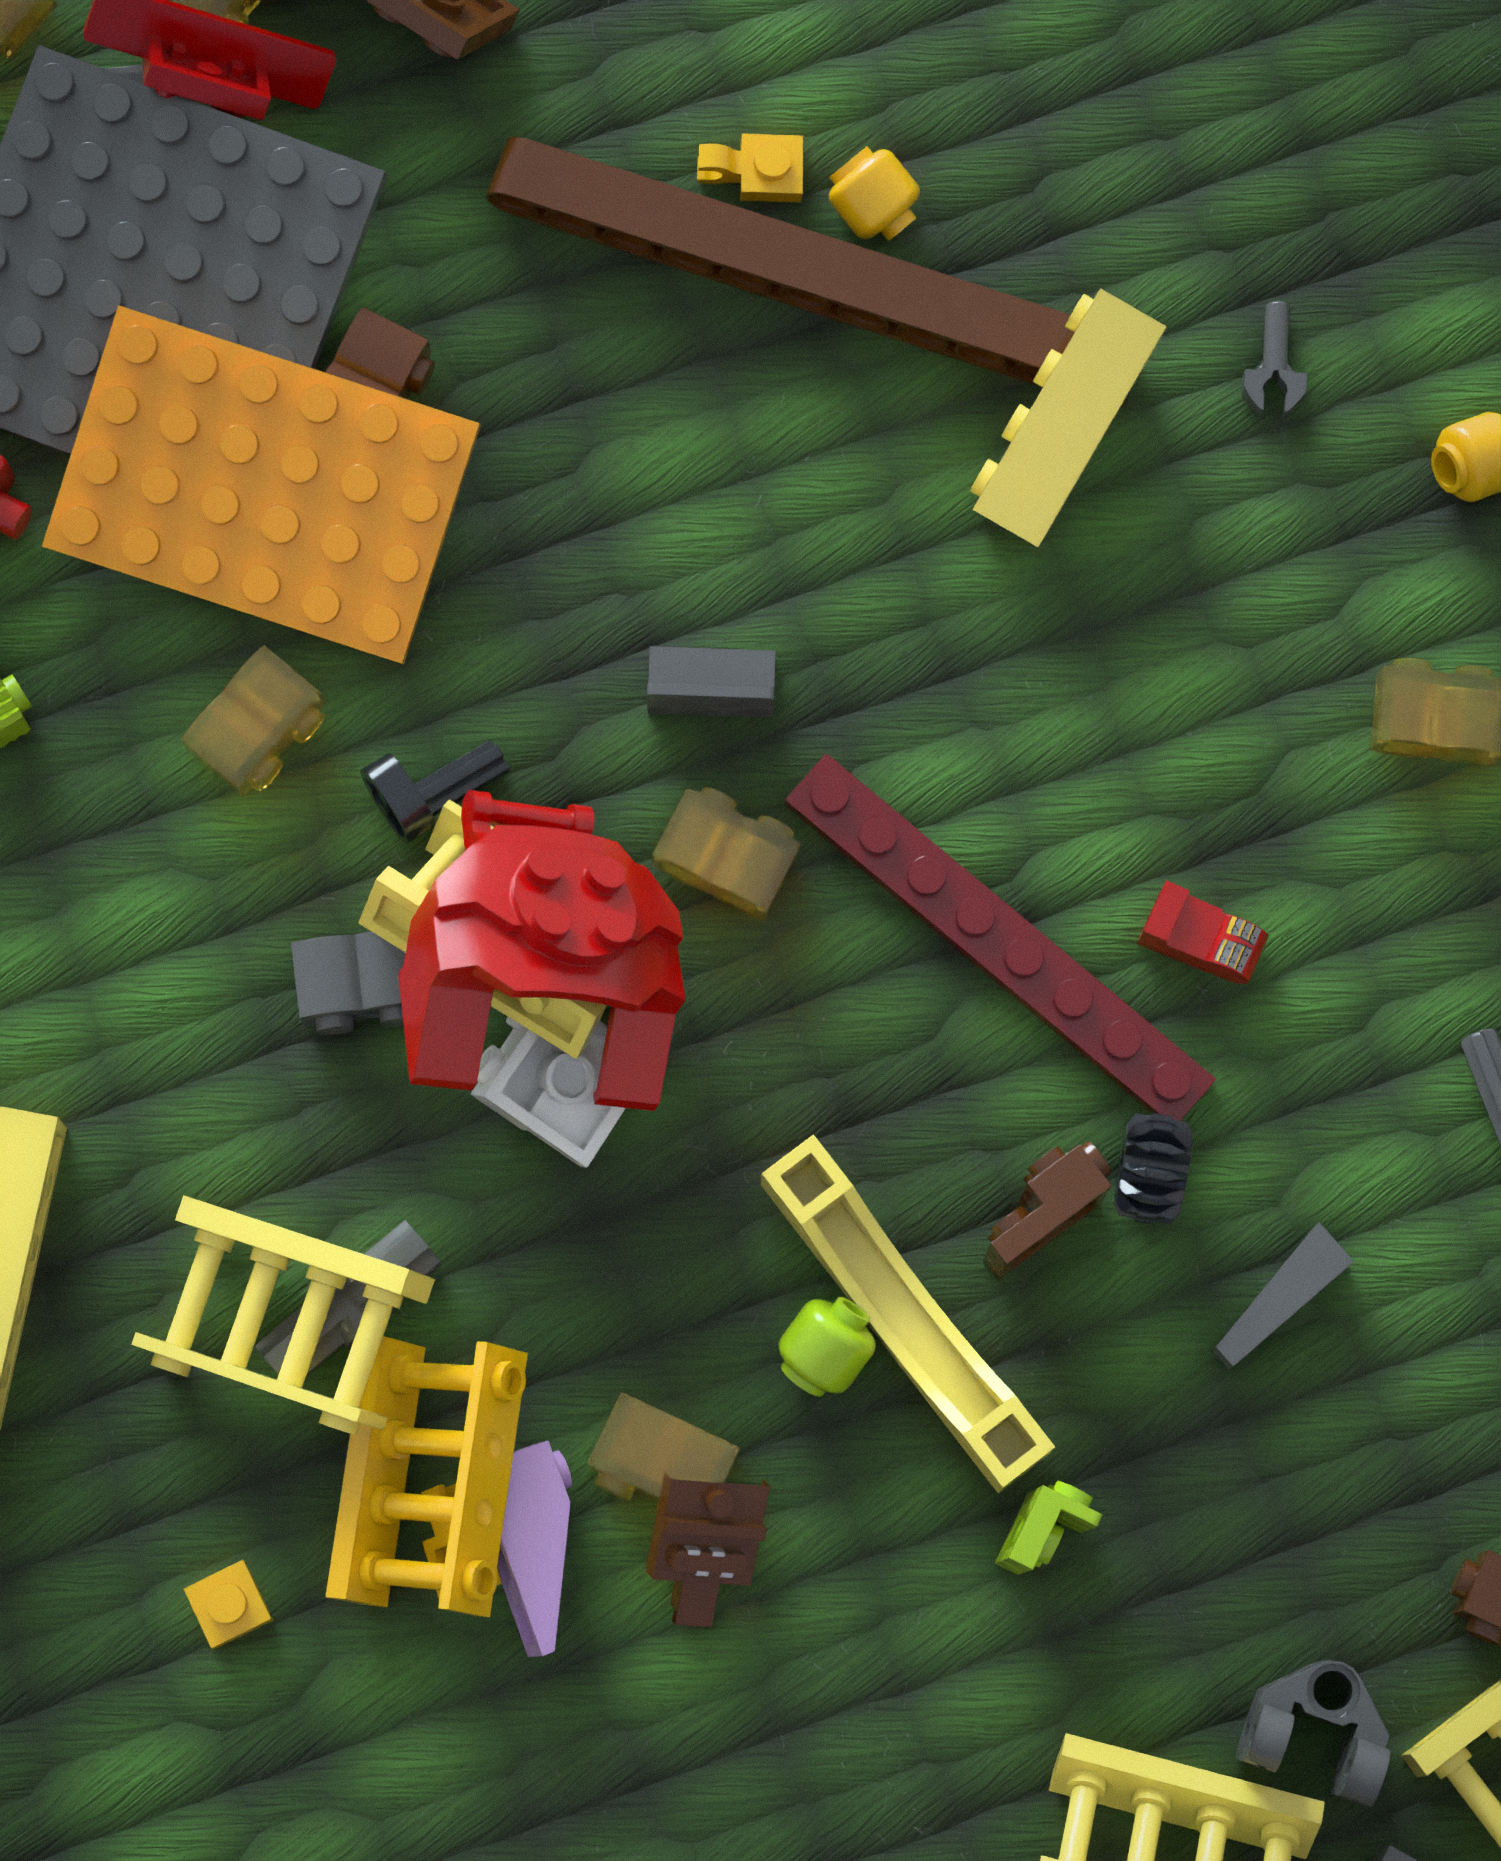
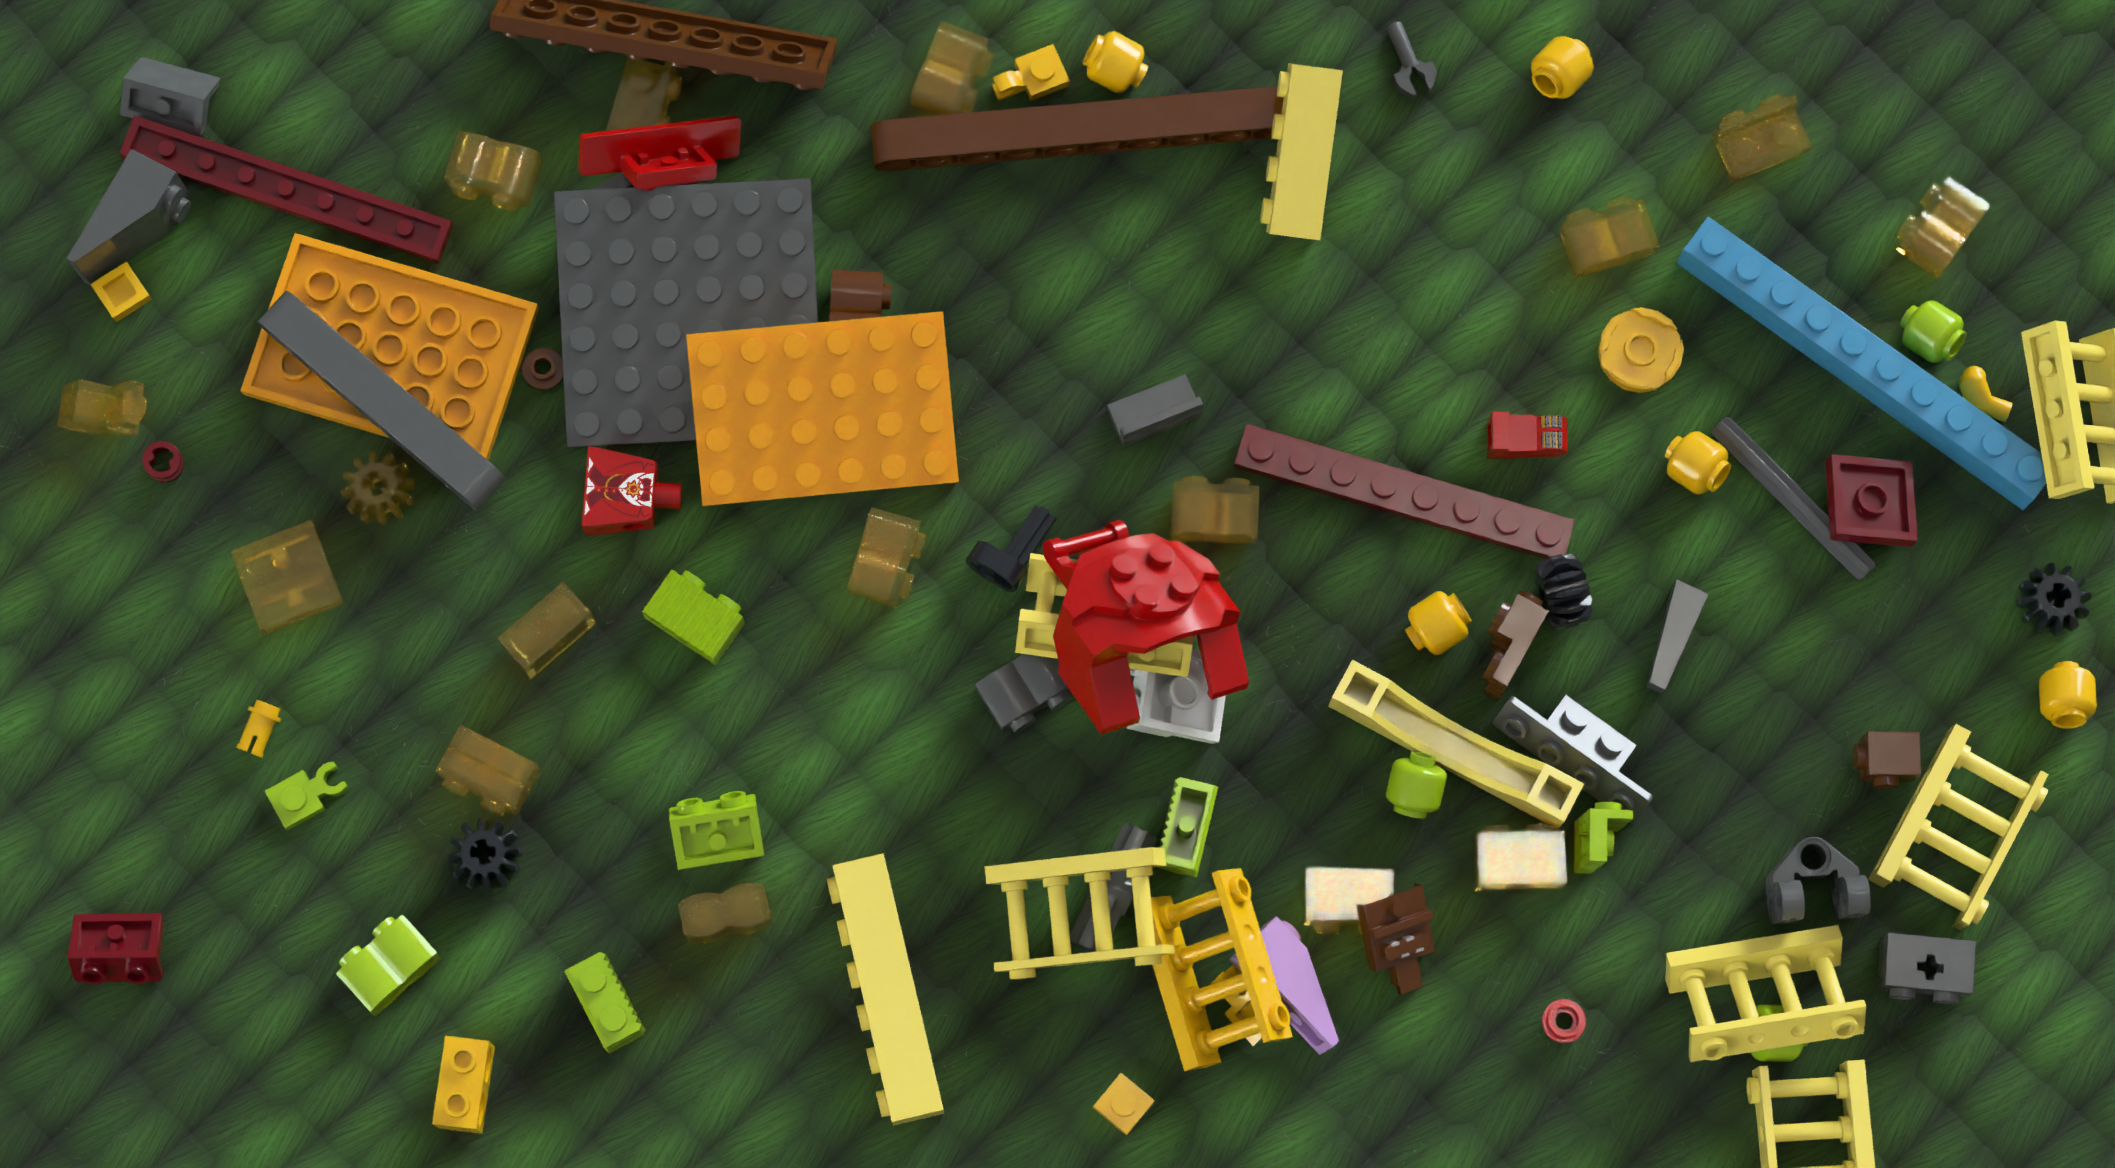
camera: 25 degrees left, 0 degrees up
(487, 1263) = (1187, 825): none -> lime brick
(648, 113) = (951, 71): none -> clear yellow brick
(905, 1763) = (1573, 1011): none -> plate
(924, 1510) = (1519, 858): none -> clear yellow brick
(961, 1137) = (1438, 623): none -> yellow head
(1078, 1396) = (1579, 747): none -> dark grey bracket
(1415, 887) = (1640, 350): none -> yellow tile
(1422, 1074) = (1697, 462): none -> yellow head

